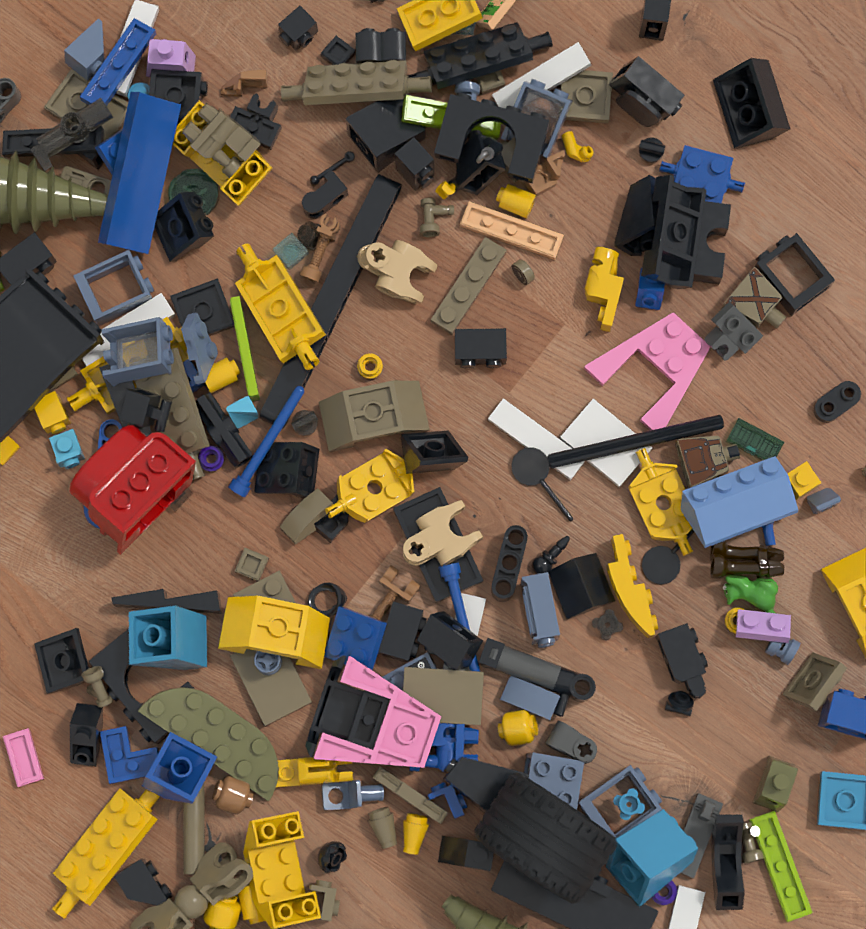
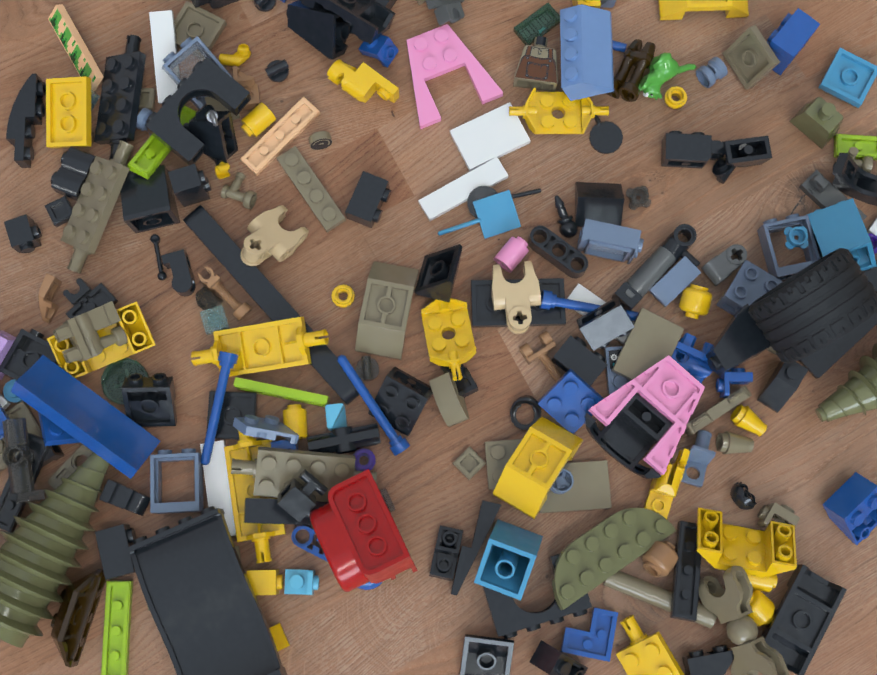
camera: 70 degrees left, 0 degrees up
(79, 245) = (125, 497): none -> black leg
(94, 675) = (519, 639): dark tan piece -> none
(138, 350) = (247, 480): sand blue window -> none
(152, 578) = (446, 553): none -> black slope
(179, 770) = (626, 594): blue slope -> none
(222, 827) = (686, 574): none -> black tile
(251, 280) = (227, 362): none -> blue piece
(487, 517) = (511, 253): none -> bright pink brick
(522, 483) = (495, 215): none -> dark azure piece
(579, 196) = (277, 70): none -> black plate
(632, 598) = (625, 169): yellow slope -> none
(635, 441) = (500, 112): black axle -> none
(703, 715) = (747, 151): none -> black slope
(763, 626) = (692, 76): lavender plate -> none

